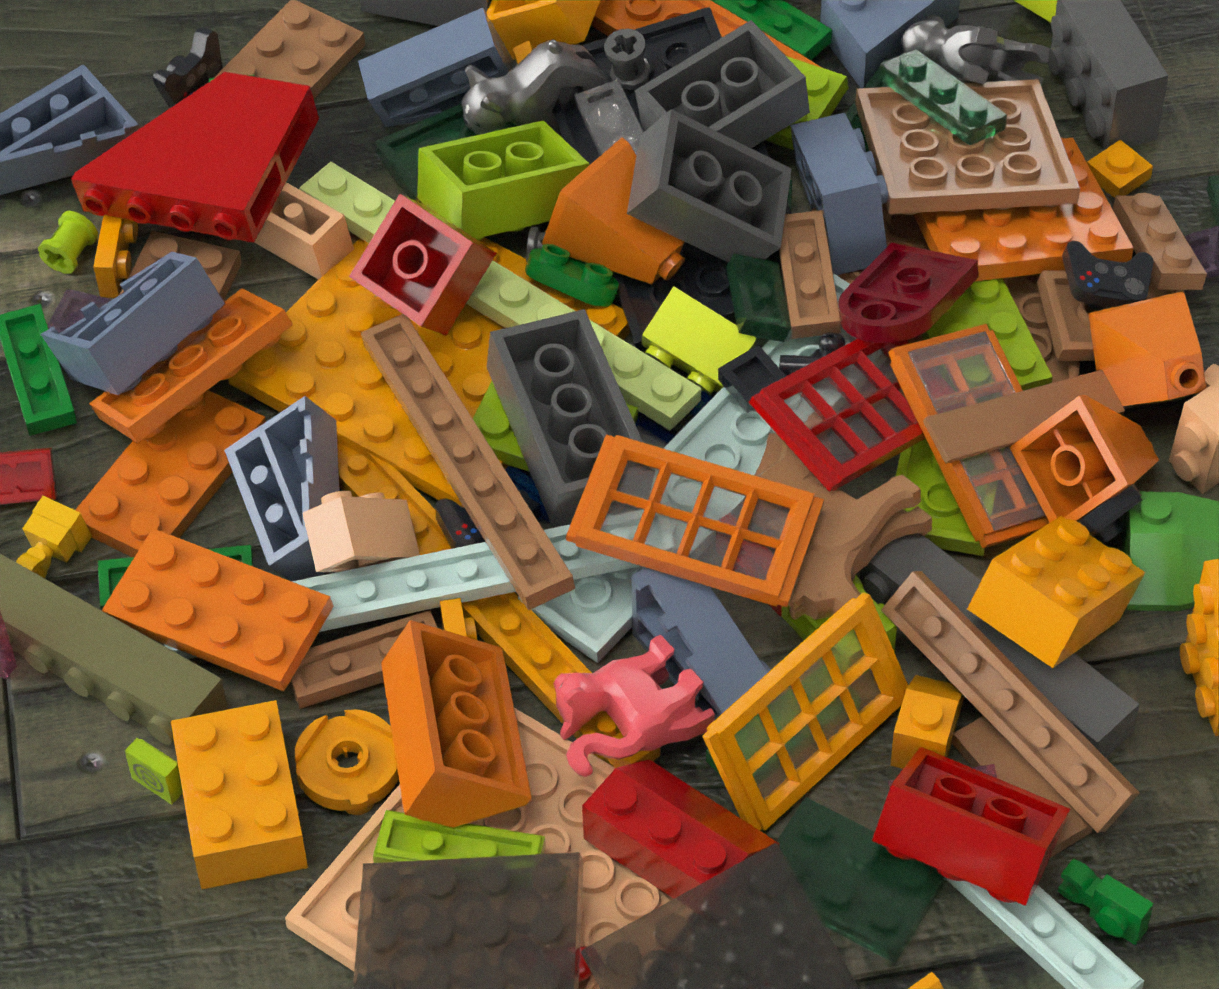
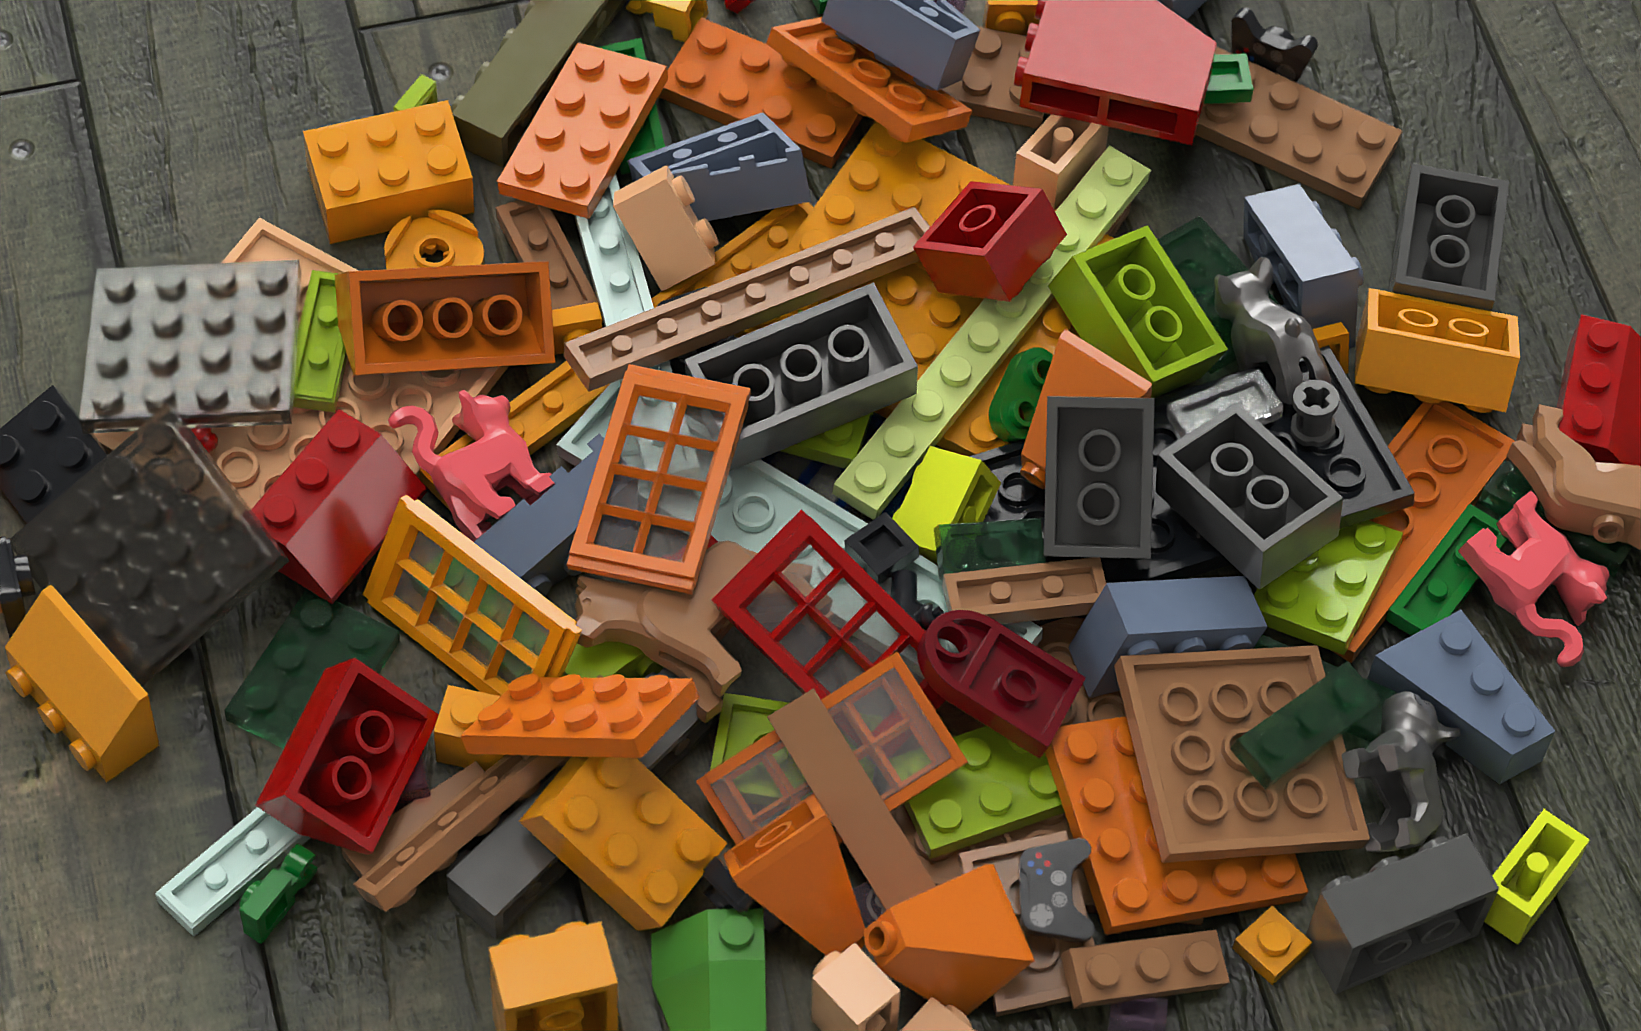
camera: 80 degrees right, 5 degrees up
(966, 590) = (580, 716): none -> orange plate

